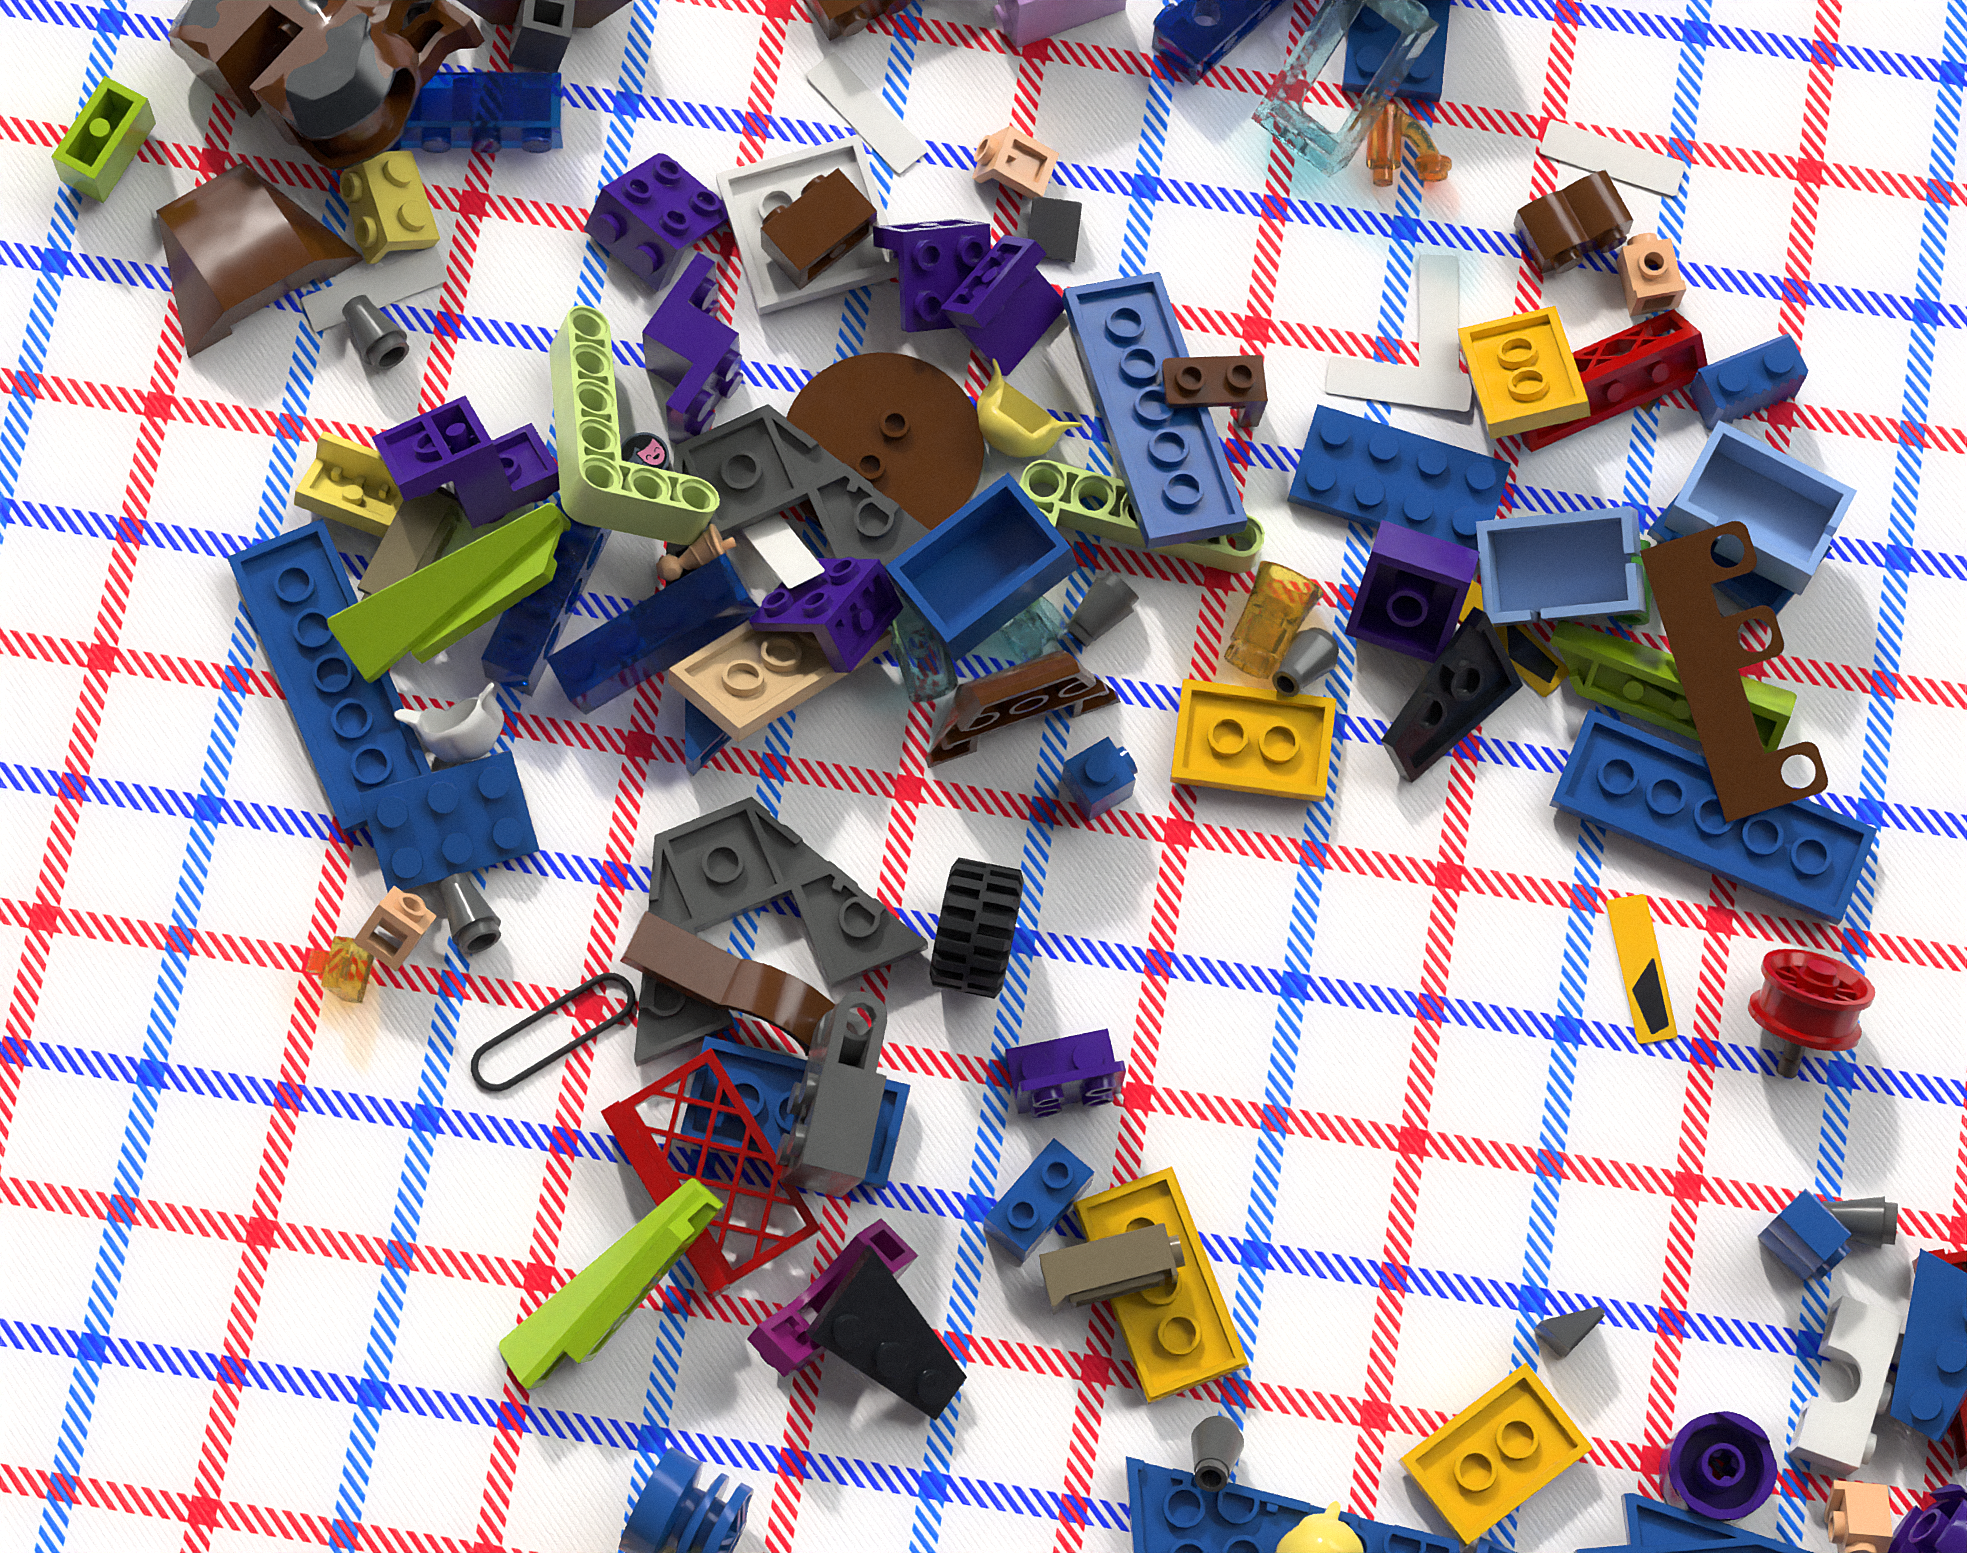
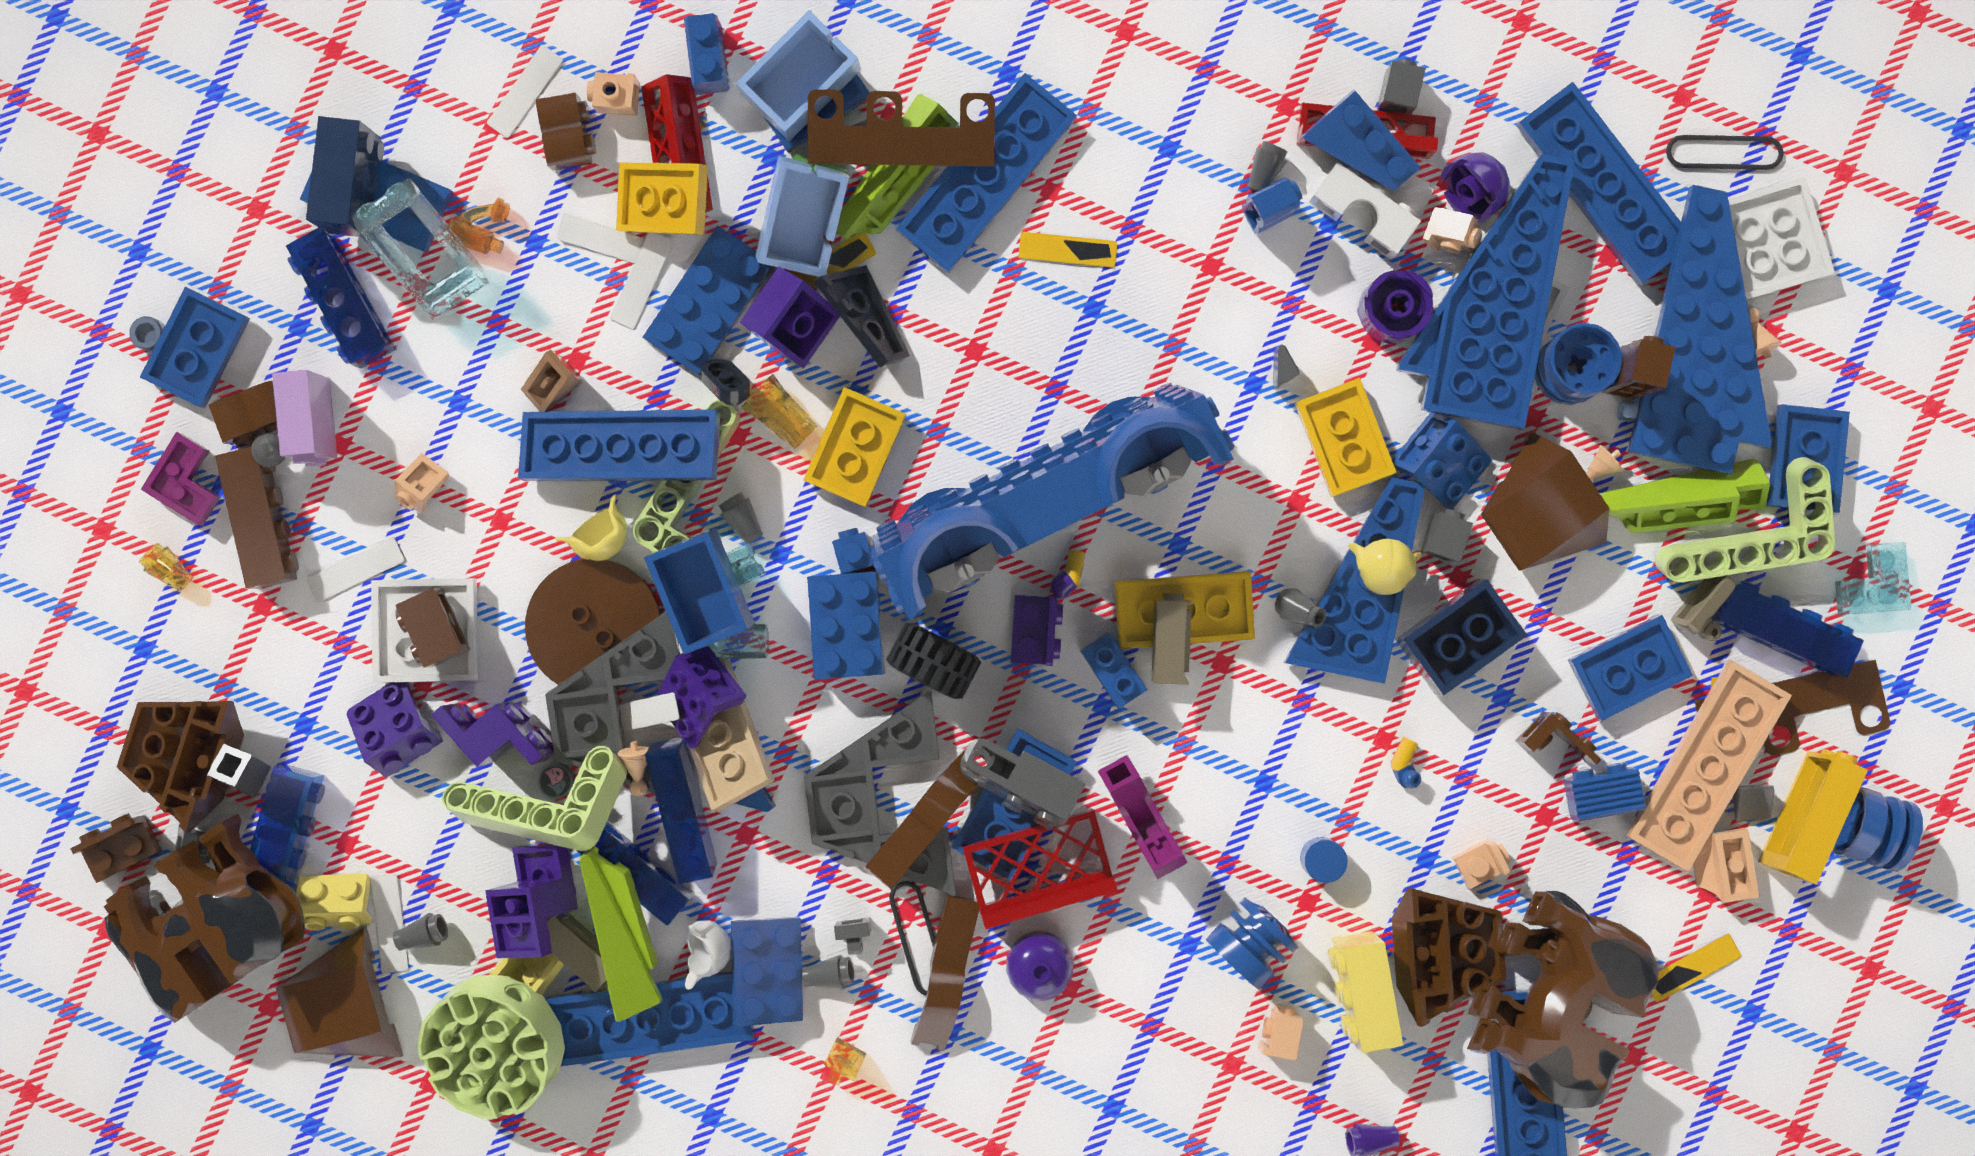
camera: 65 degrees left, 15 degrees up
(103, 139) = (235, 1079): lime brick -> none
(243, 463) = (491, 1046): none -> yellowish green brick
(404, 918) = (821, 1017): light nougat brick -> none
(514, 1082) = (947, 971): none -> reddish brown piece
(536, 932) = (853, 931): none -> dark grey tile
(561, 1219) = (1039, 965): none -> dark purple cylinder
(608, 1291) = (1096, 952): lime wedge -> none
(886, 1337) = (1174, 792): black wing -> none
(932, 265) = (483, 555): dark purple bracket -> none
(990, 795) = (846, 625): none -> blue brick
(1005, 303) = (518, 520): dark purple bracket -> none
(1016, 696) = (787, 590): reddish brown wedge -> none
(1055, 227) = (473, 471): dark grey slope -> none
(1159, 1101) = (1070, 576): none -> arm
(1178, 904) = (1125, 448): none -> blue piece
(1215, 297) = (550, 381): none -> medium nougat slope
(1217, 383) = (613, 400): reddish brown bracket -> none
(1291, 531) = (726, 381): none -> black plate
(1306, 660) = (812, 397): dark grey cone -> none
(1809, 1004) = (1127, 153): red wheel -> none

